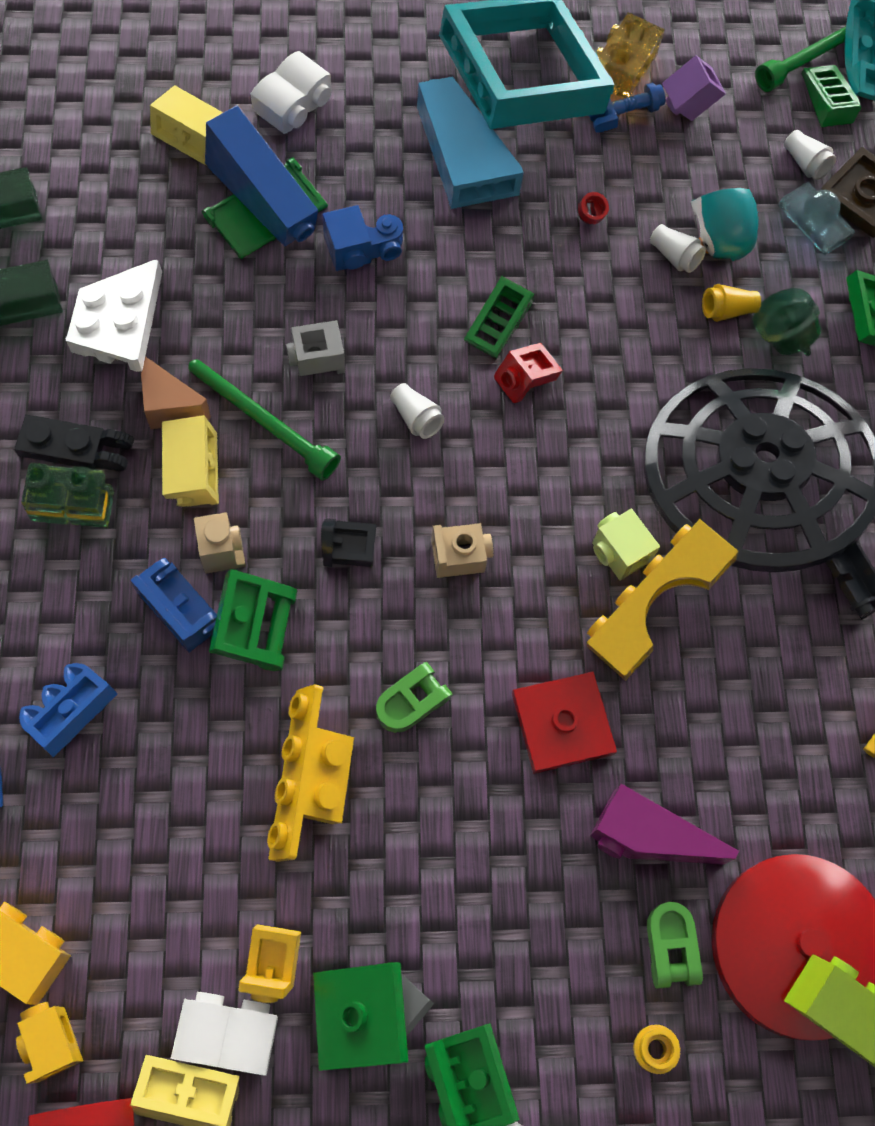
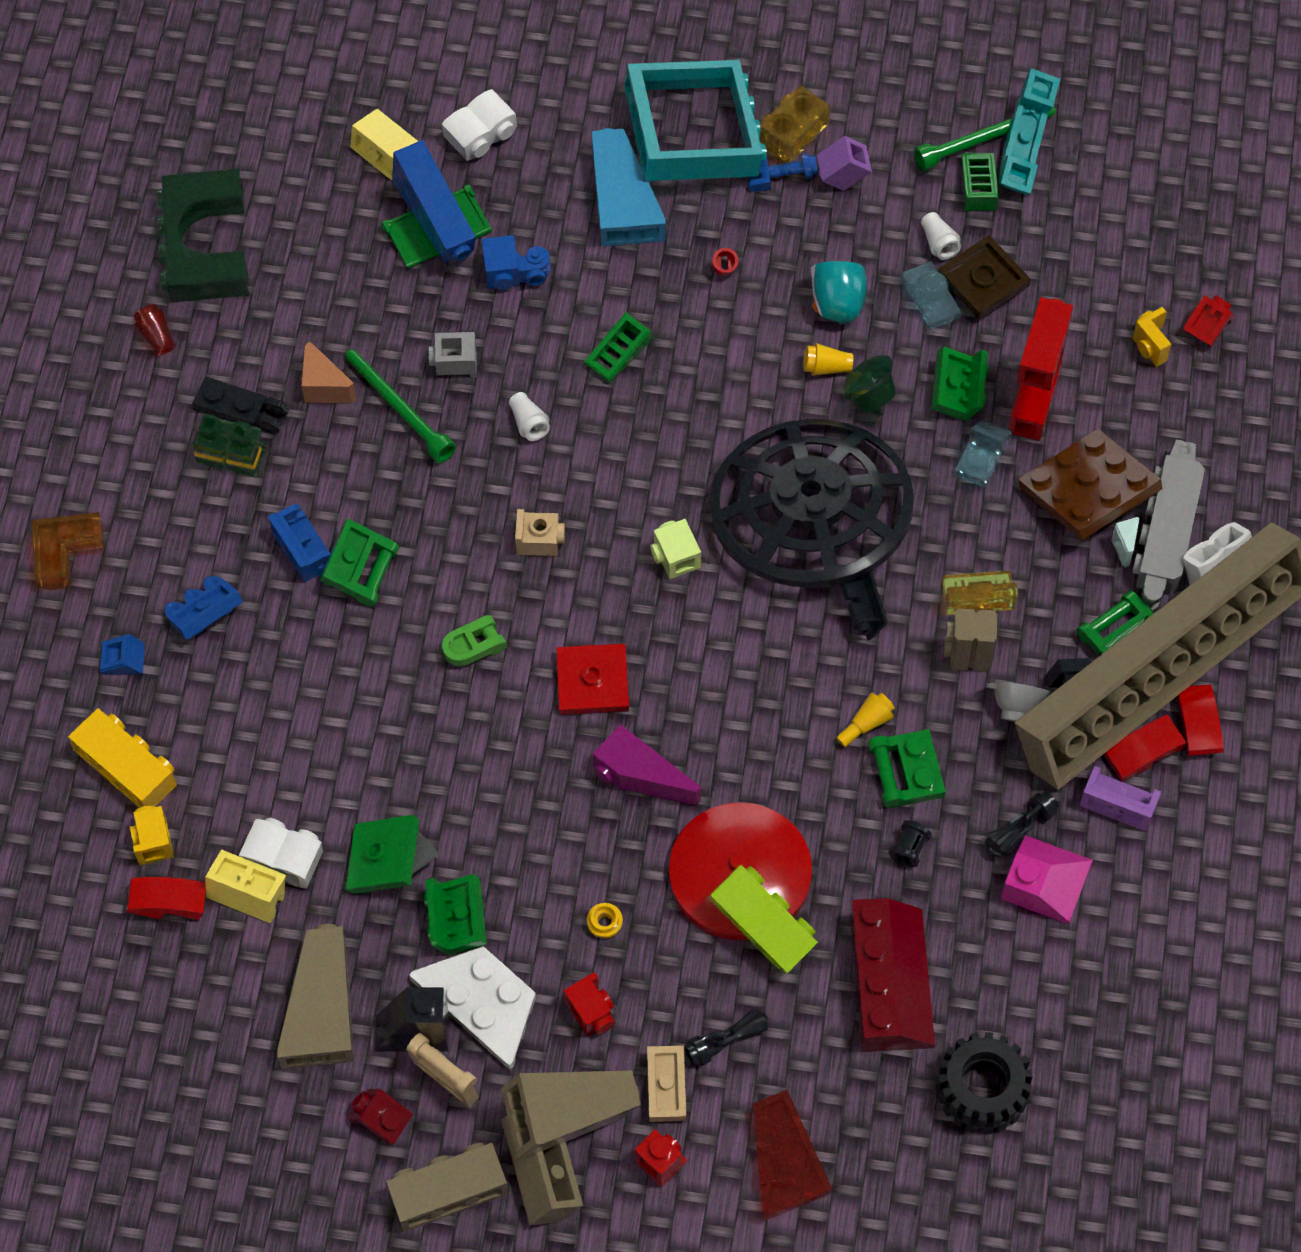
camera: 20 degrees right, 5 degrees down
(116, 316) = (293, 304): white wing -> none
(190, 461) = (332, 432): light yellow hinge -> none
(219, 543) = (343, 499): tan brick -> none
(271, 963) = (325, 809): yellow bracket -> none
(312, 775) = (384, 684): yellow bracket -> none
(347, 543) = (447, 515): black tile -> none
(526, 369) = (629, 394): red bracket -> none
(670, 928) = (636, 839): bright green plate -> none
(679, 248) = (794, 307): white cone -> none
(695, 560) = (719, 565): yellow arch -> none

